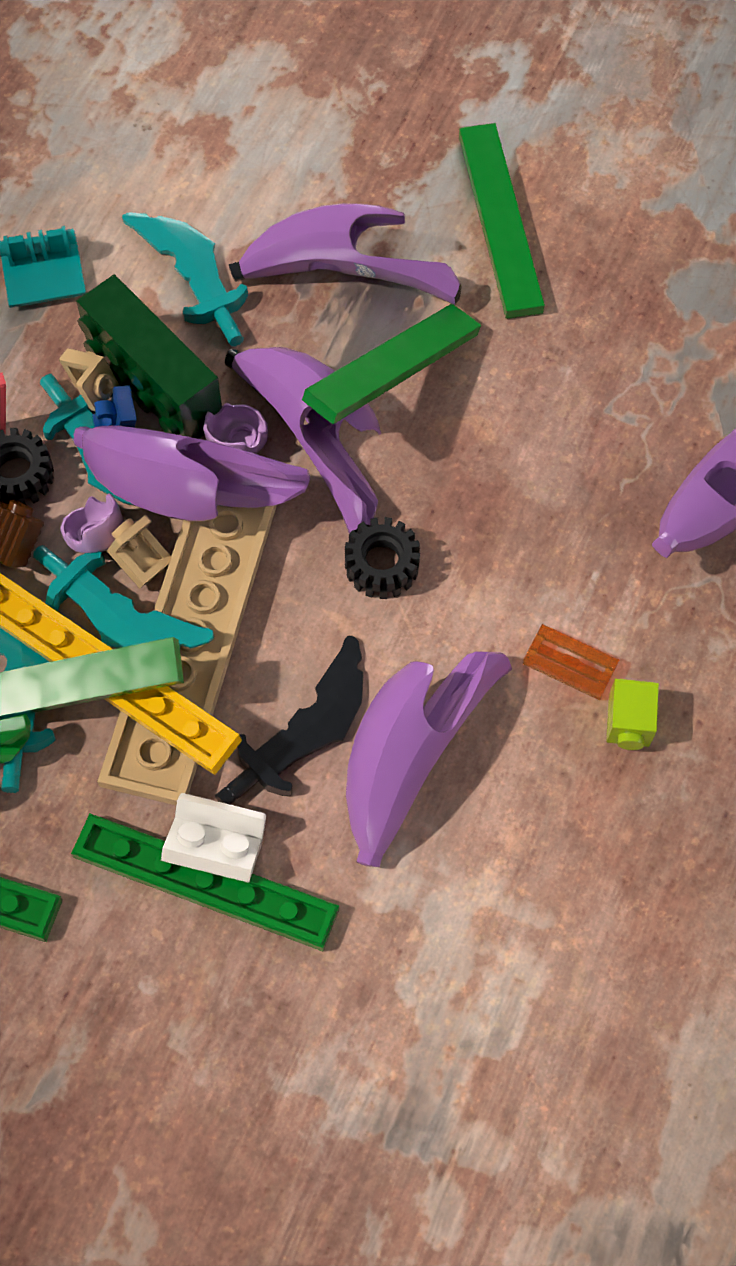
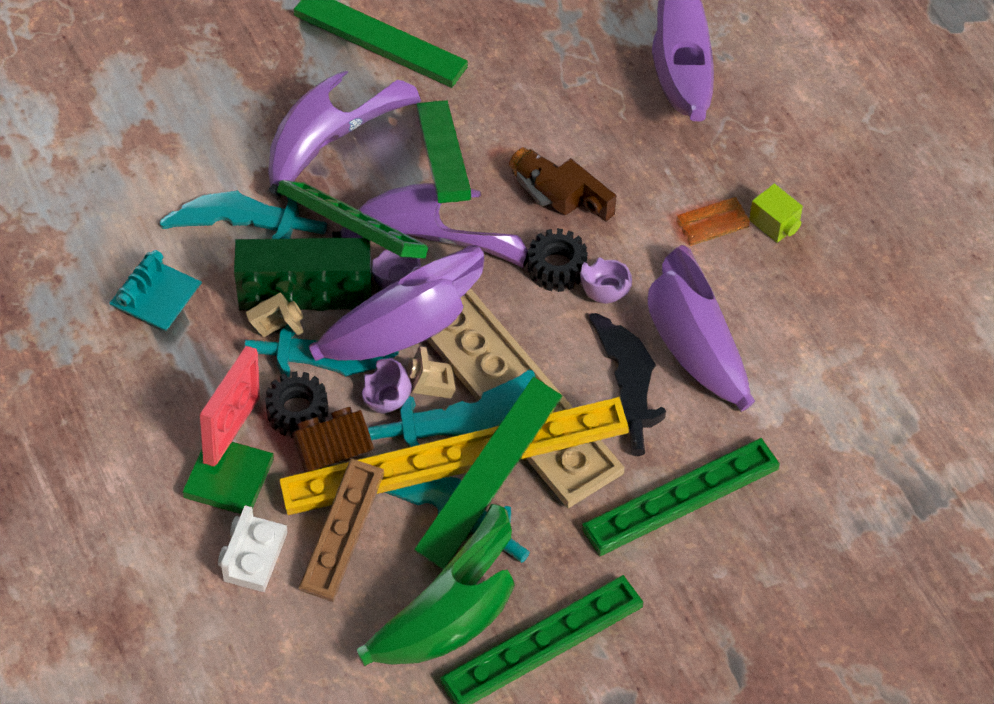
camera: 50 degrees left, 10 degrees down
(116, 412) = (317, 319): blue tile -> none
(214, 837) = (662, 465): white bracket -> none
(234, 352) = (353, 219): none -> green tile
(393, 617) = (606, 280): none -> lavender hair
(469, 492) = (561, 186): none -> reddish brown plate

